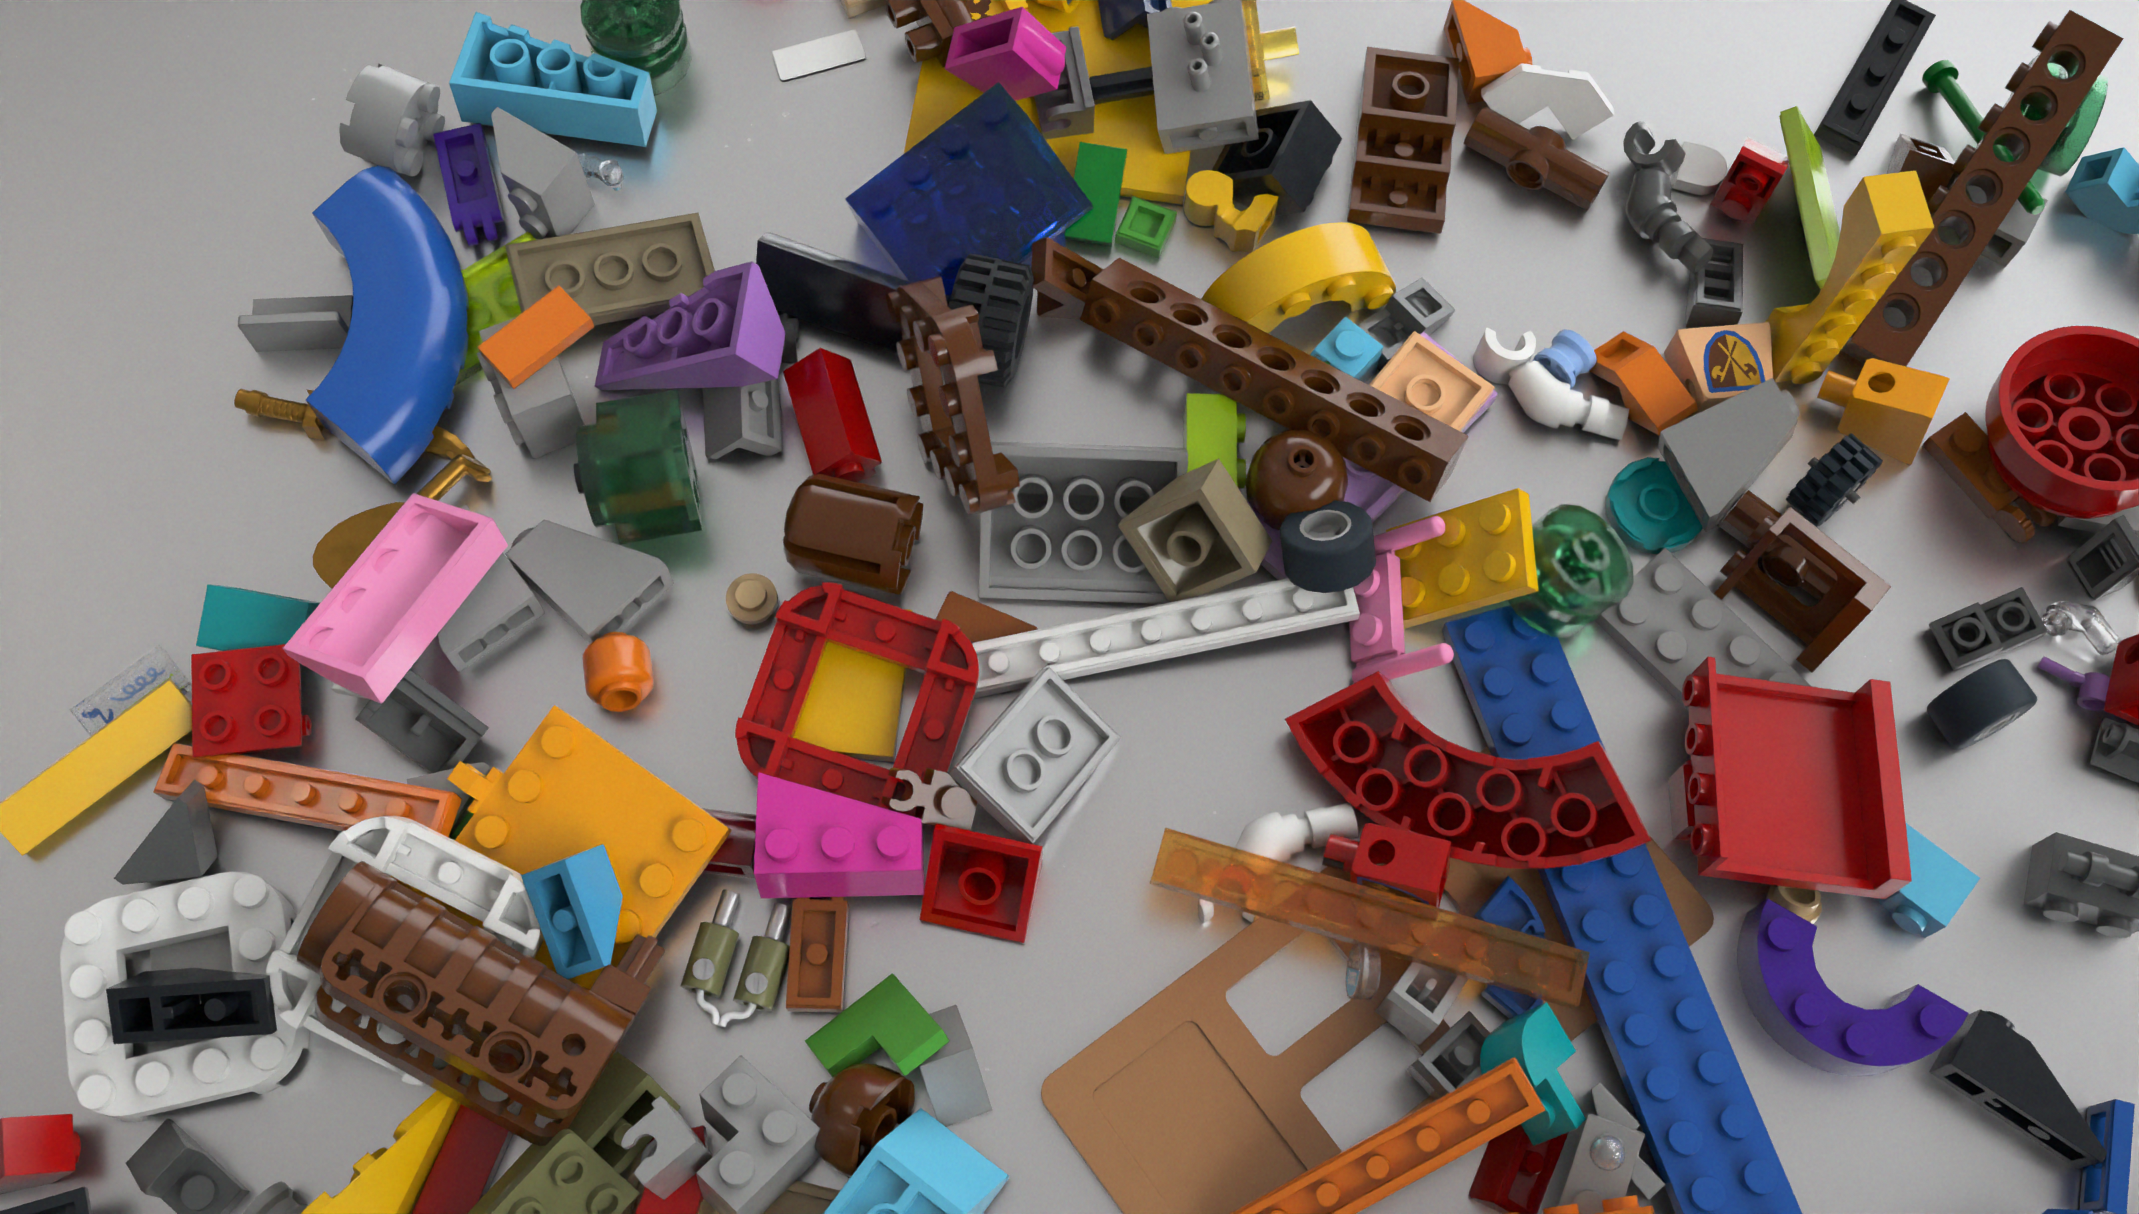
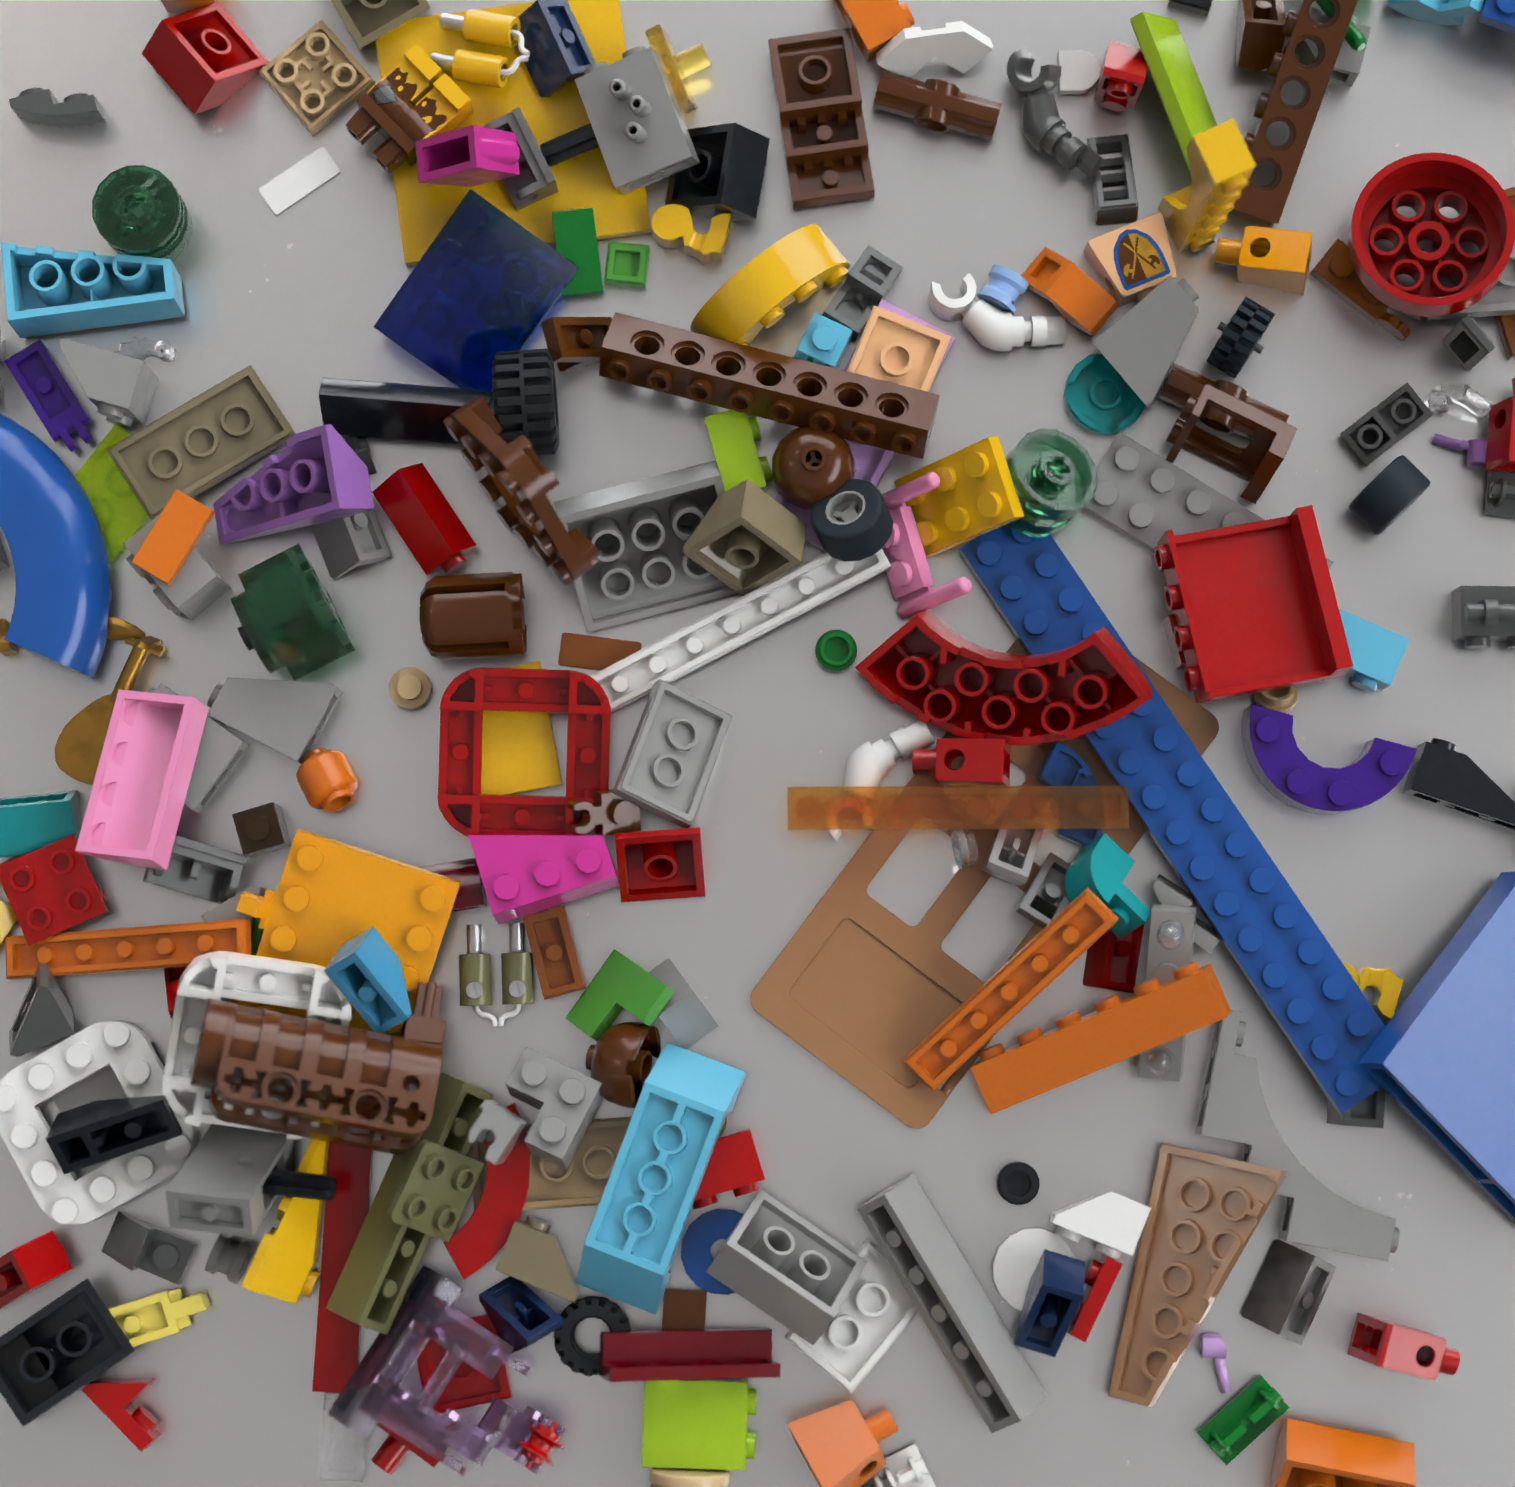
camera: 15 degrees left, 15 degrees up
(315, 1115) = (236, 1180): none -> light grey piece
(517, 703) = (261, 830): none -> dark brown brick
(1266, 699) = (836, 650): none -> green plate

